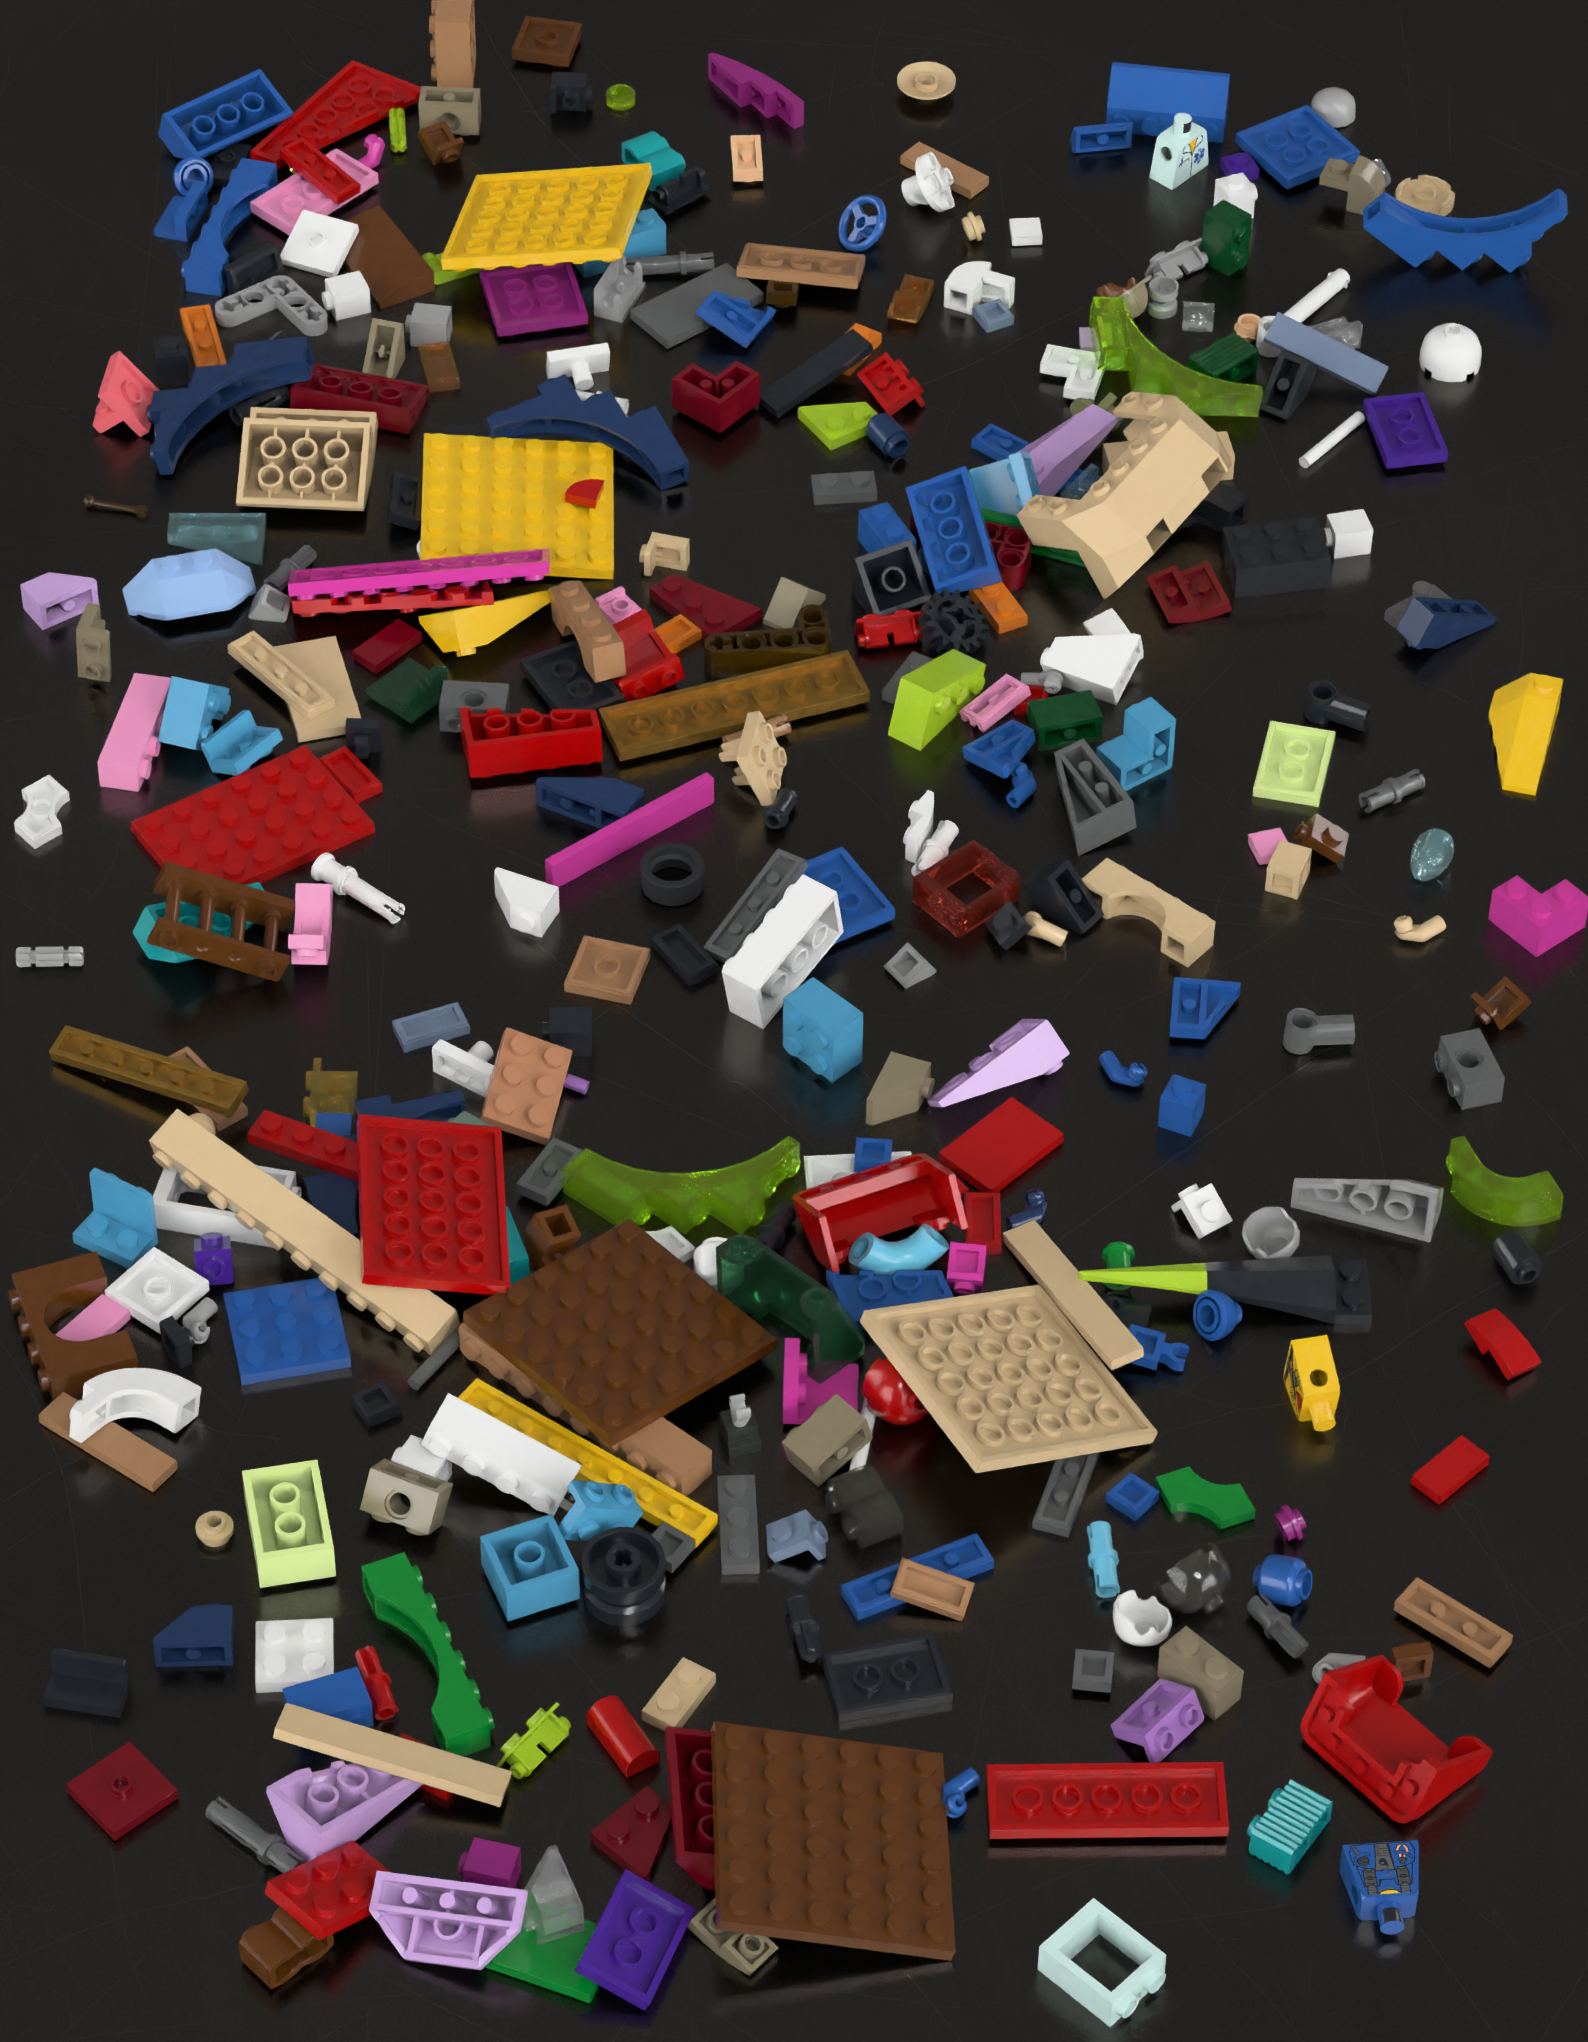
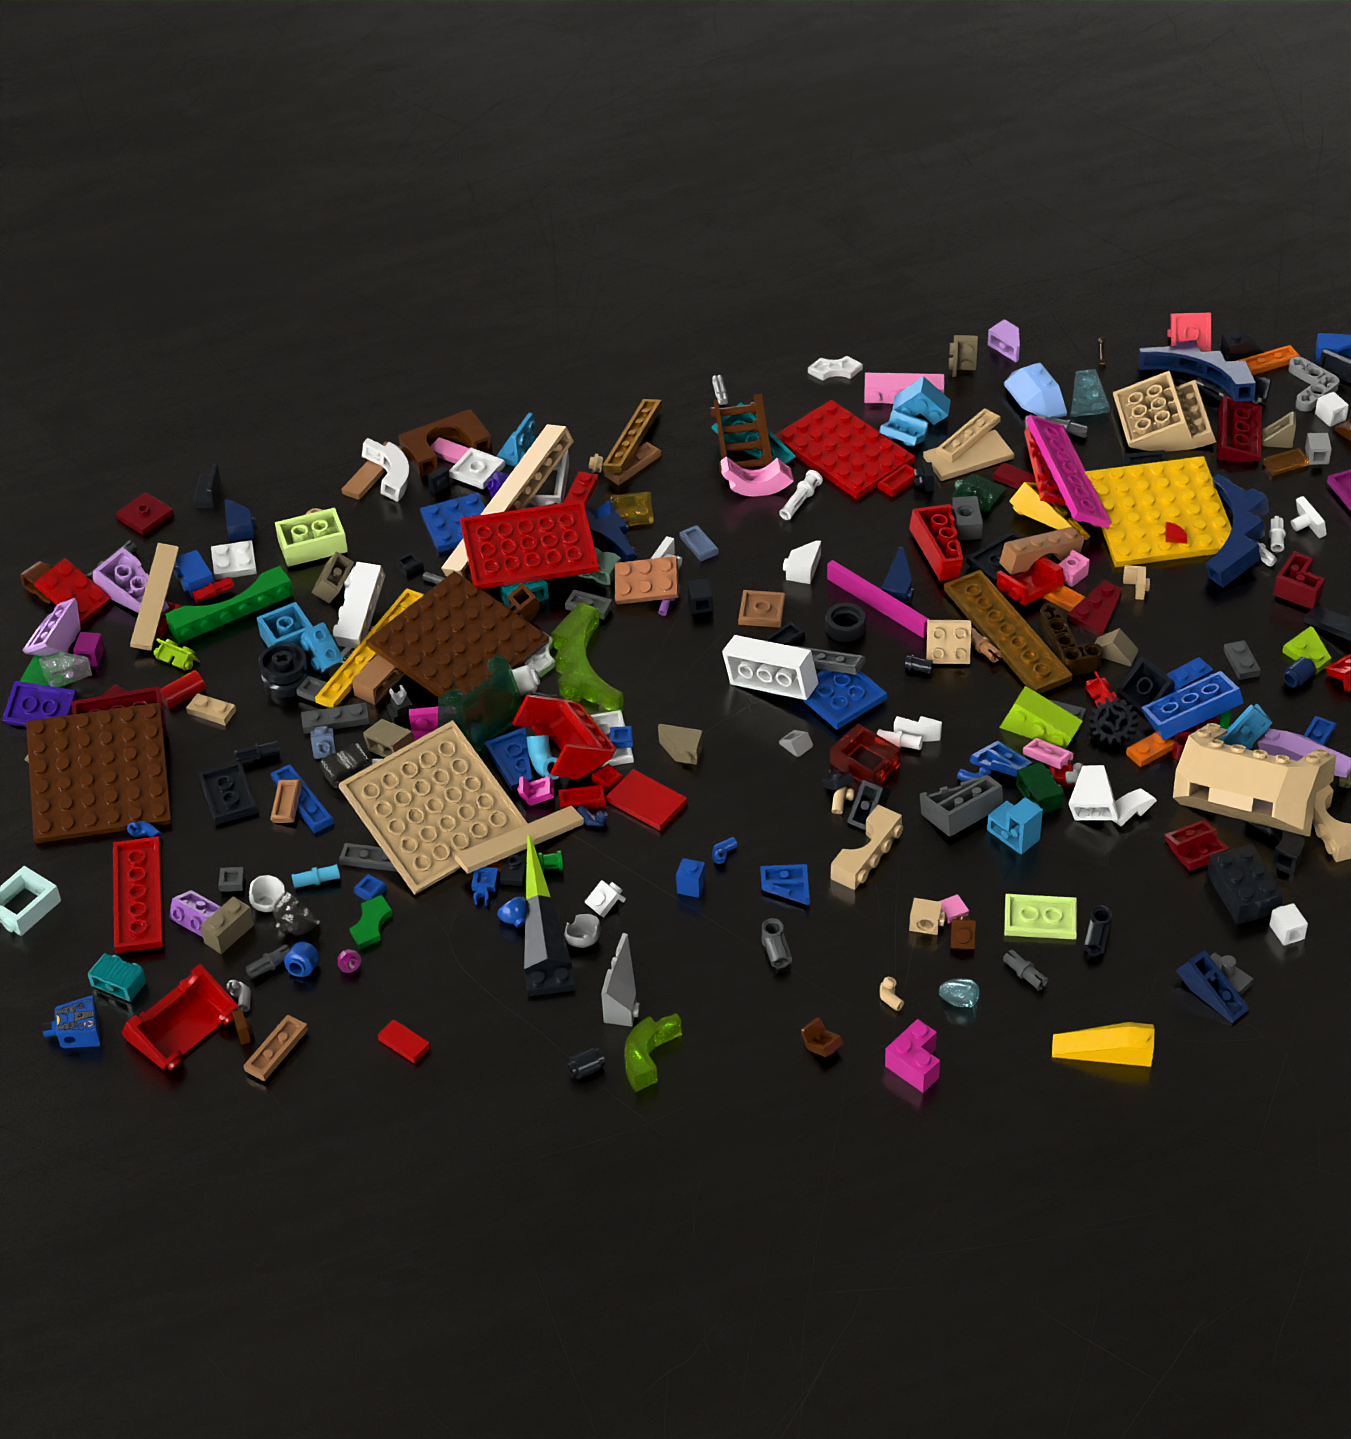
camera: 85 degrees right, 0 degrees up
(197, 1318) = (457, 487): light grey arm -> none
(822, 1030) = (714, 697): dark azure brick -> none
(1016, 1055) = (712, 792): wedge -> none
(1312, 1381) = (455, 958): yellow torso -> none
(1469, 1069) = (756, 1027): dark grey brick -> none
(1508, 1346) = (508, 1058): red slope -> none

